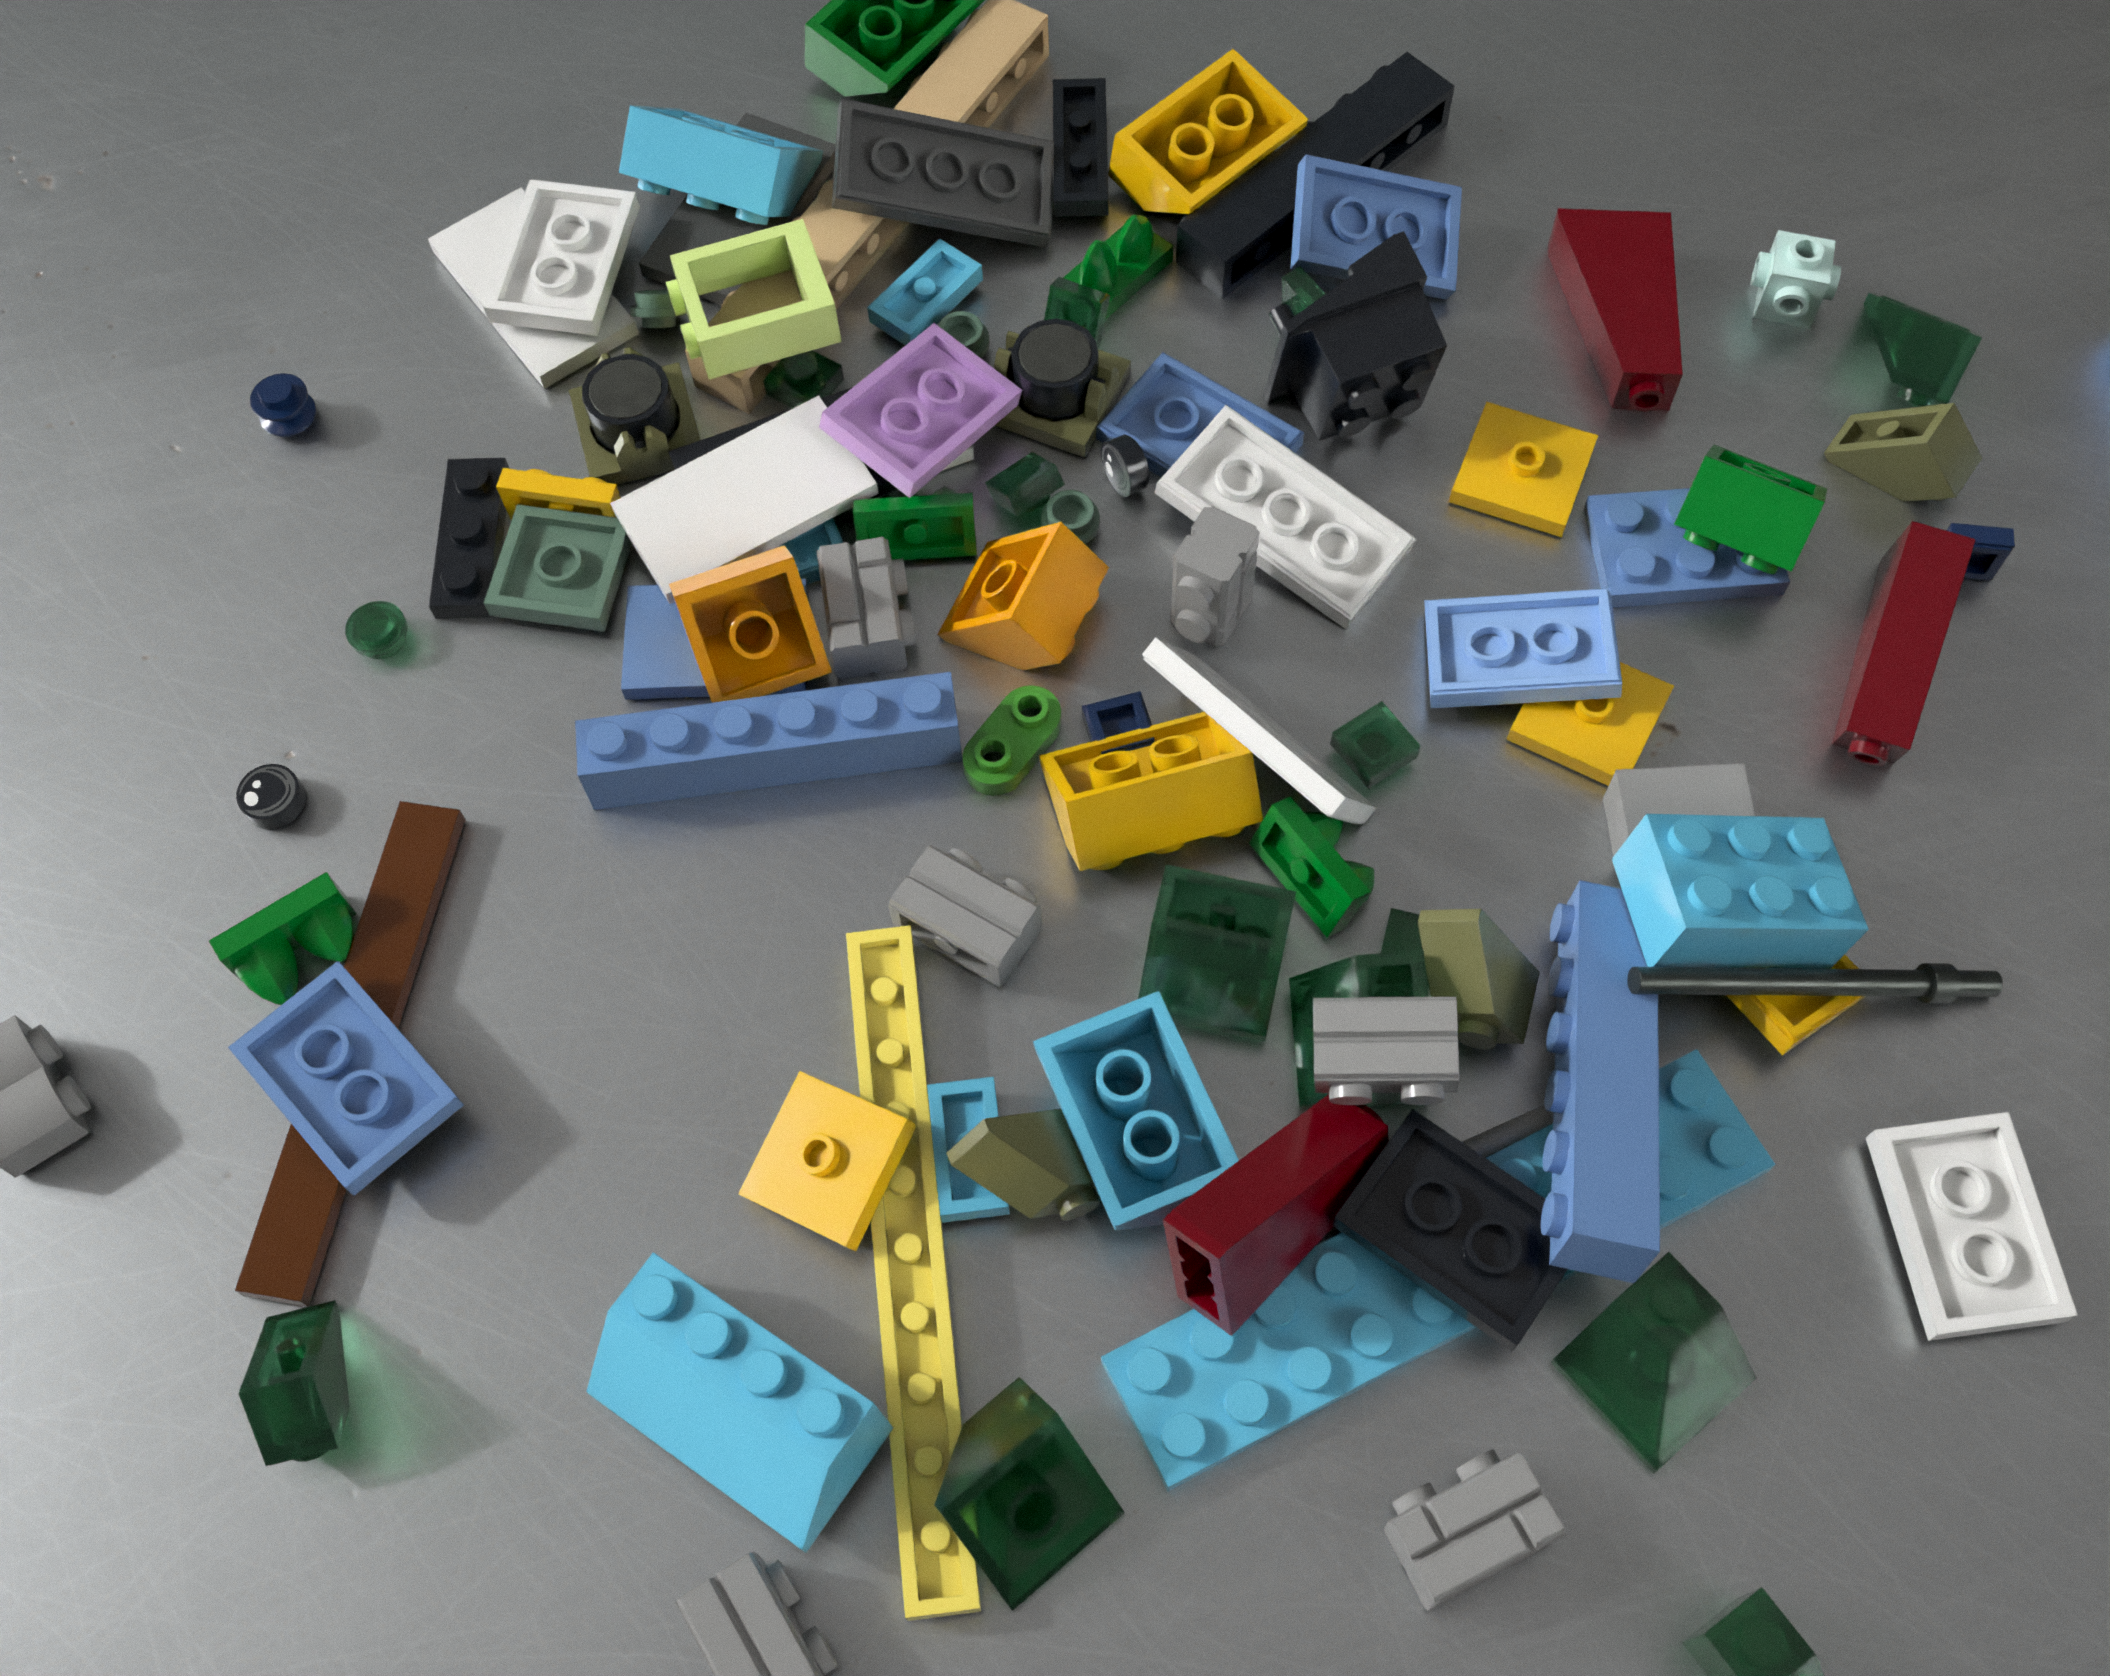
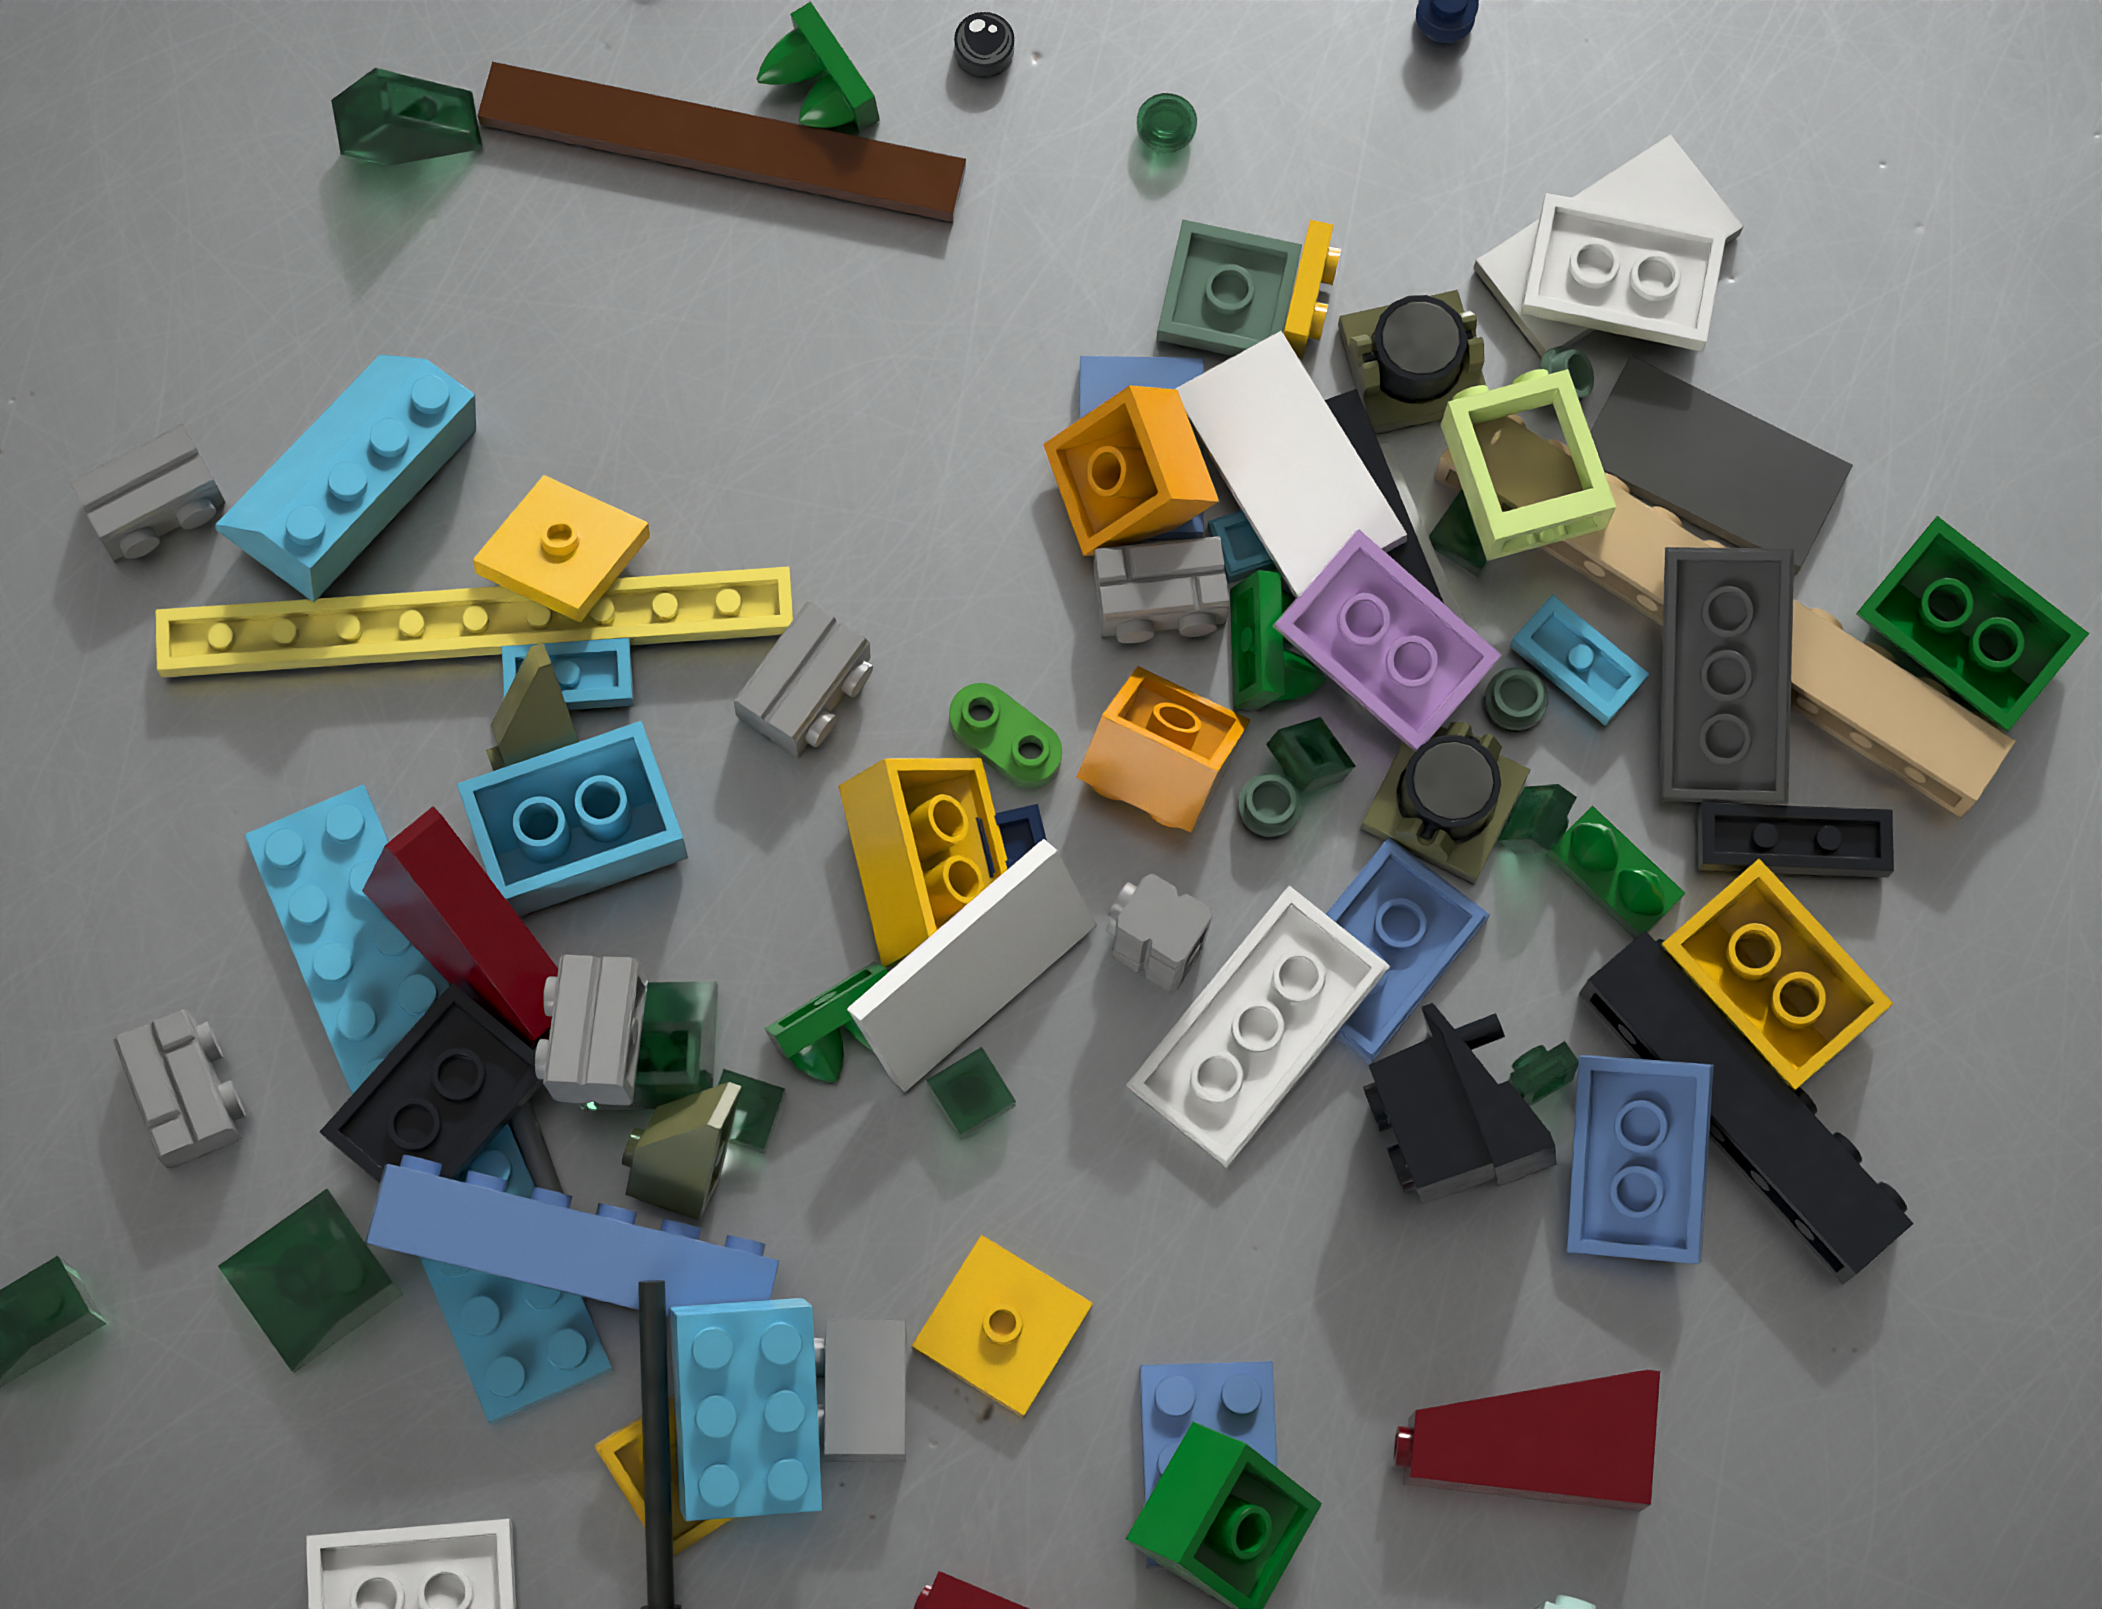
camera: 85 degrees right, 10 degrees up
(345, 1078) = (672, 131): medium blue plate -> none
(468, 538) = (1280, 202): black plate -> none
(716, 162) = (1758, 432): medium azure slope -> none
(768, 741) = (1005, 498): medium blue brick -> none
(1022, 1493) = (250, 708): clear green slope -> none
(1125, 465) = (1331, 862): black tile -> none
(1217, 950) = (740, 908): clear green slope -> none
(1522, 648) = (1074, 1256): light blue tile -> none
(1523, 469) = (1319, 1300): yellow plate -> none

